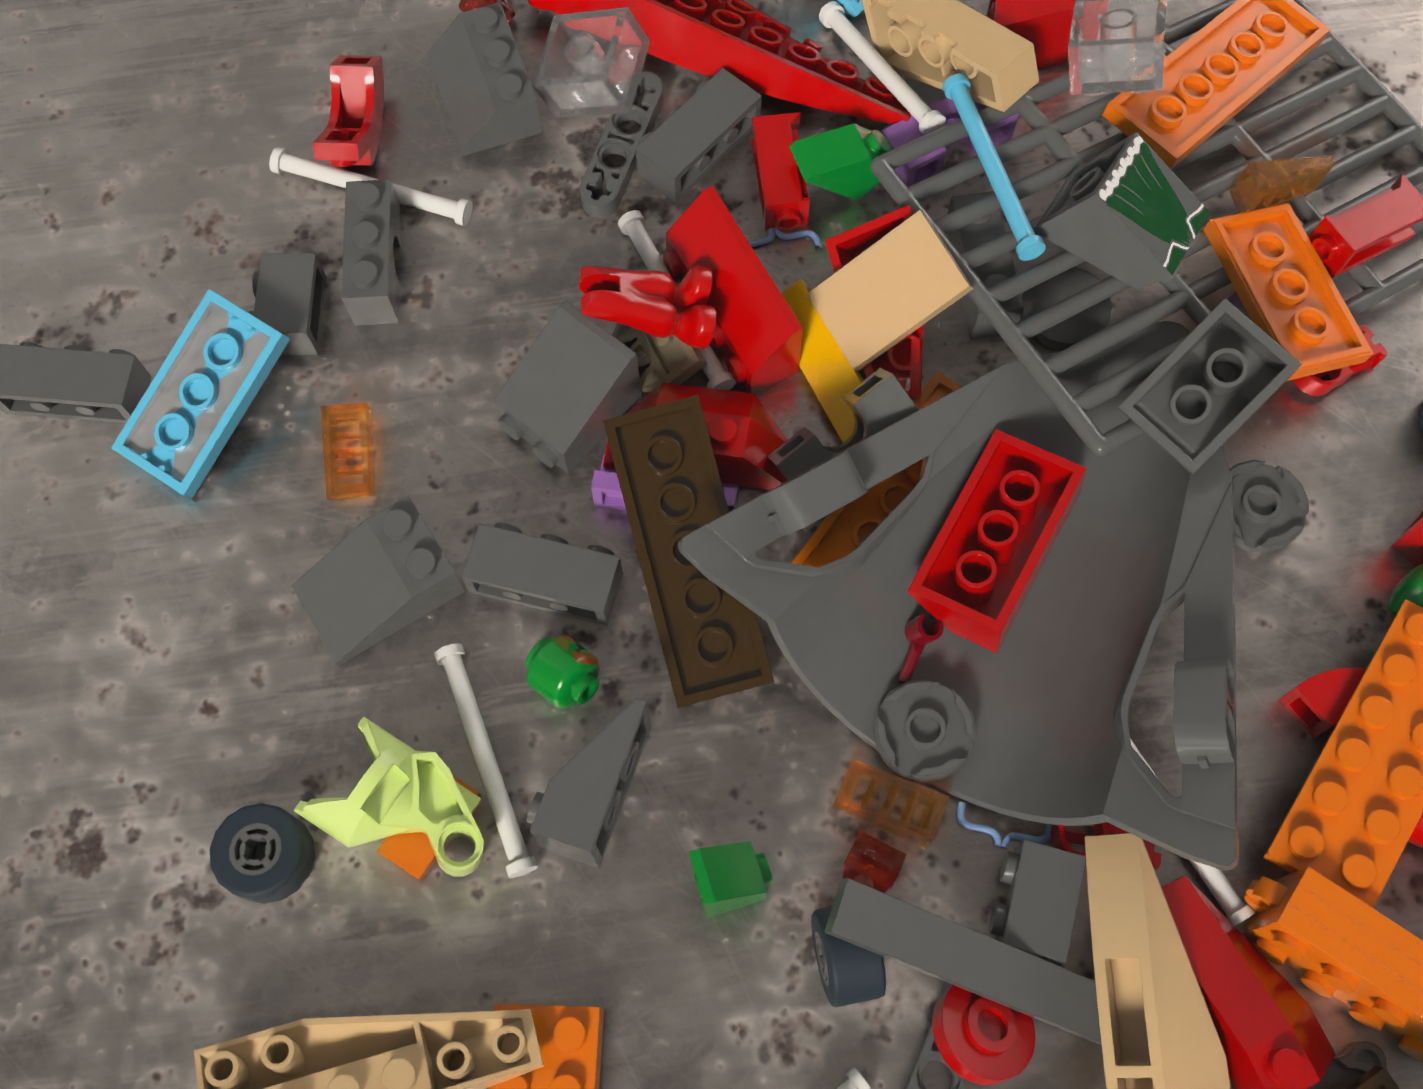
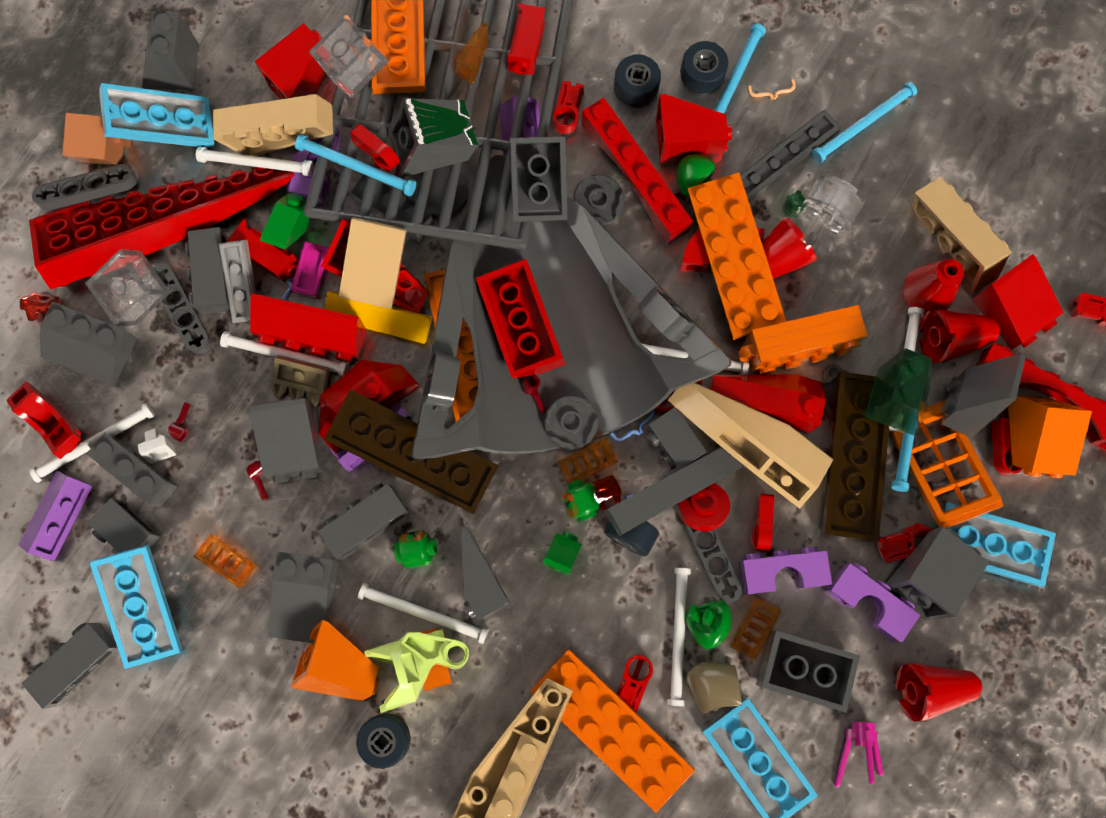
camera: 50 degrees left, 10 degrees up
(244, 221) = (54, 516): none -> medium lavender panel
(315, 702) = (335, 666): none -> orange slope
(424, 255) = (156, 447): none -> white tile
(468, 260) = (176, 429): none -> dark red hand
(490, 388) = (254, 470): none -> dark red hand
(651, 301) = (281, 371): red piece -> none
(722, 163) = (238, 278): none -> light grey tile
(804, 243) = (309, 270): none -> dark pink tile
(826, 838) = (580, 501): none -> green head
(875, 405) = (421, 317): dark grey arch -> none
(1037, 165) = (380, 152): none -> red piece
(1287, 288) = (522, 100): orange tile -> none
(1344, 584) = (659, 201): none -> red arch

